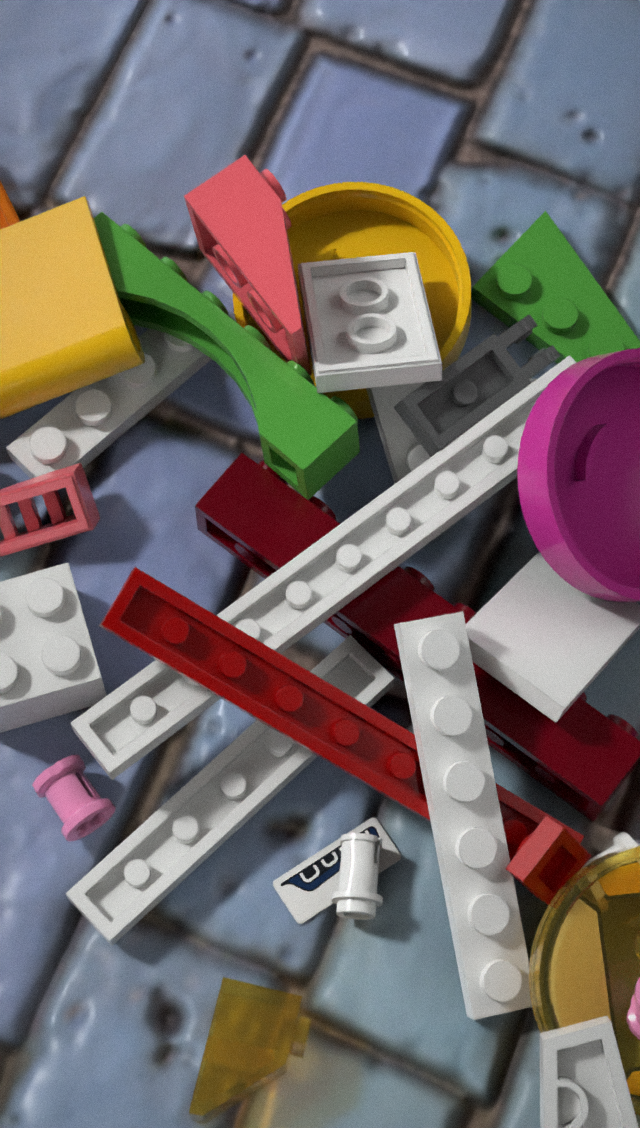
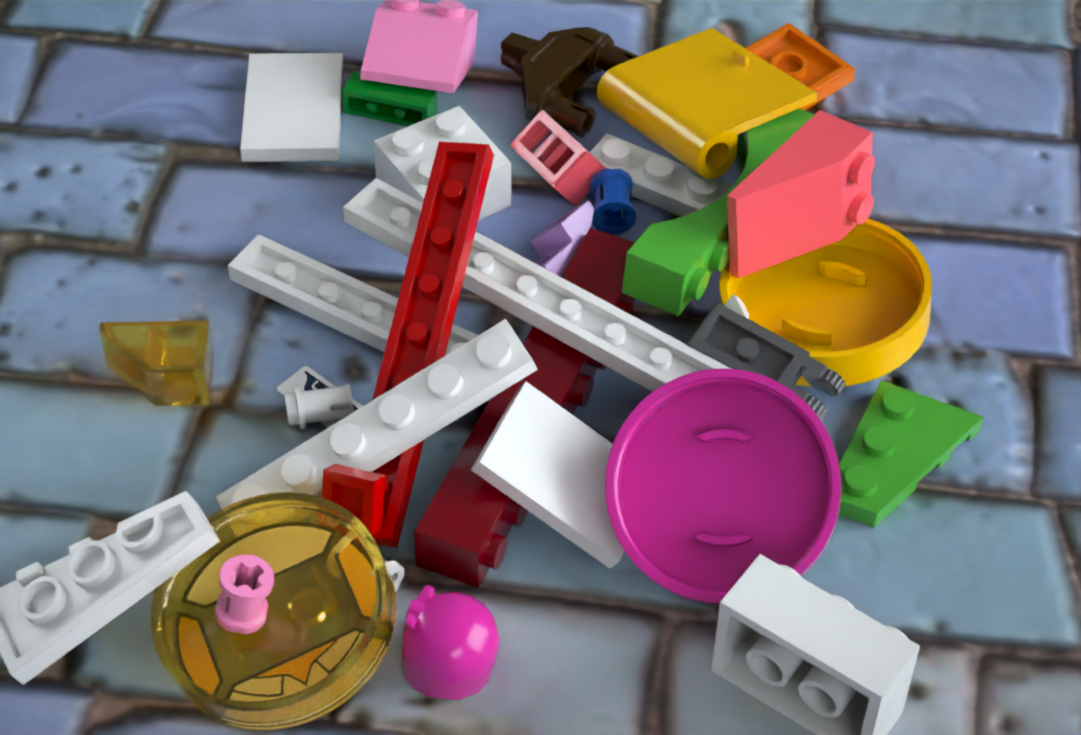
camera: 75 degrees right, 20 degrees down
(73, 797) = (334, 229): bright pink bush -> none
(126, 472) = (607, 209): none -> blue bush
(191, 548) = (562, 238): none -> lavender slope
(368, 322) = (789, 282): white tile -> none

